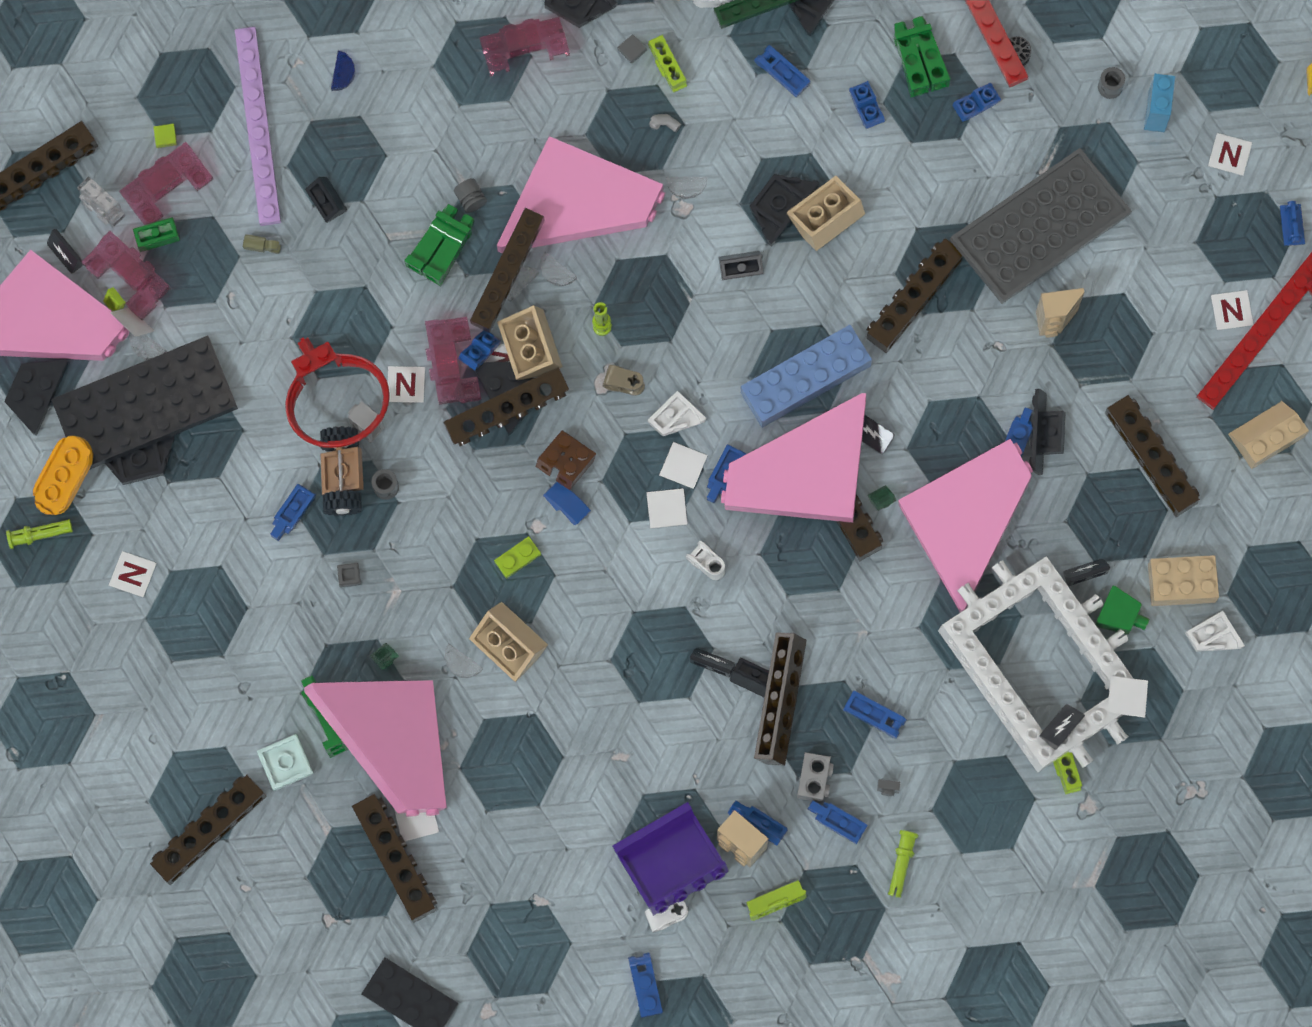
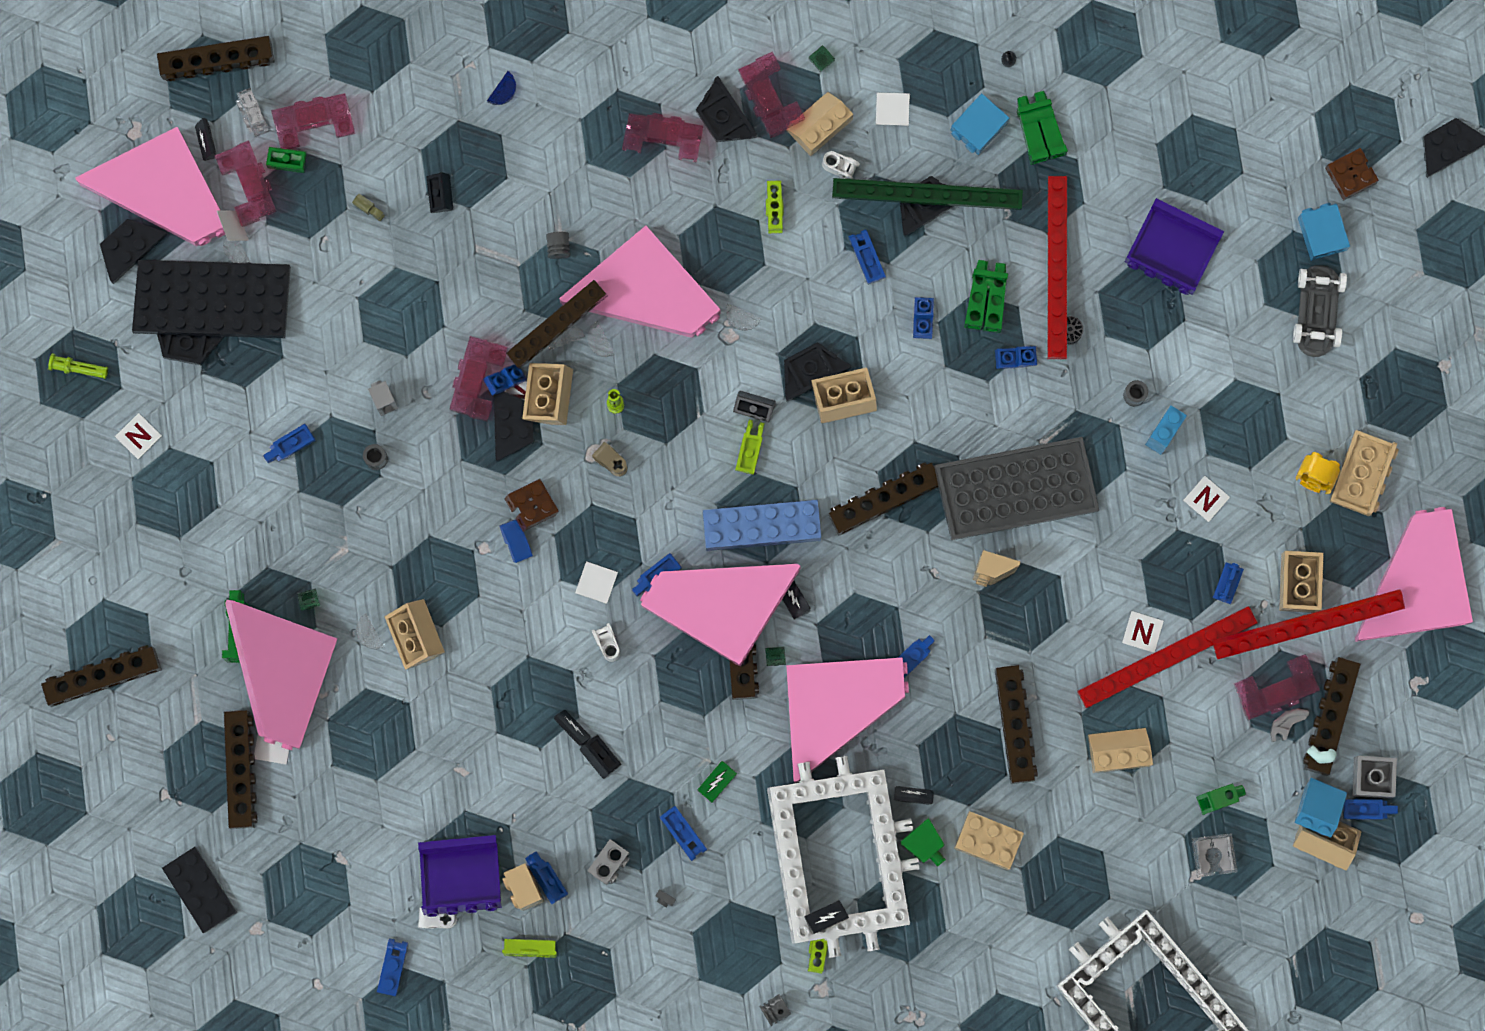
camera: 20 degrees right, 5 degrees up
(62, 475) = (117, 328): light orange tile -> none
(113, 300) = (226, 200): lime tile -> none
(165, 135) = (332, 78): lime tile -> none
(257, 126) = (412, 105): lavender plate -> none
(285, 762) = (188, 650): light aqua plate -> none
(314, 359) = (365, 326): red brick -> none
(341, 473) = (344, 430): plate -> none
(348, 575) = (312, 518): dark grey tile -> none
(406, 384) = (432, 379): white sticker -> none
(440, 245) = (514, 276): green hips -> none
(455, 424) = (551, 431): dark brown brick -> none
(517, 557) = (455, 567): lime plate -> none
(632, 48) = (751, 180): dark grey tile -> none
(664, 119) = (749, 253): light grey arm -> none
(675, 416) = (639, 509): white wing -> none
(683, 465) = (627, 552): white sticker -> none
(757, 308) = (749, 449): none -> lime hinge
(780, 699) = (611, 785): dark brown brick -> none
(838, 821) = (611, 907): blue hinge -> none
(883, 648) = (716, 781): none -> green slope
(904, 853) = (652, 958): lime pin -> none
(1047, 432) = (938, 663): black bracket -> none
(1053, 846) = (775, 1010): none -> dark grey piece
(1127, 696) = (893, 917): white sticker -> none
(1214, 635) = (993, 897): white wing -> none

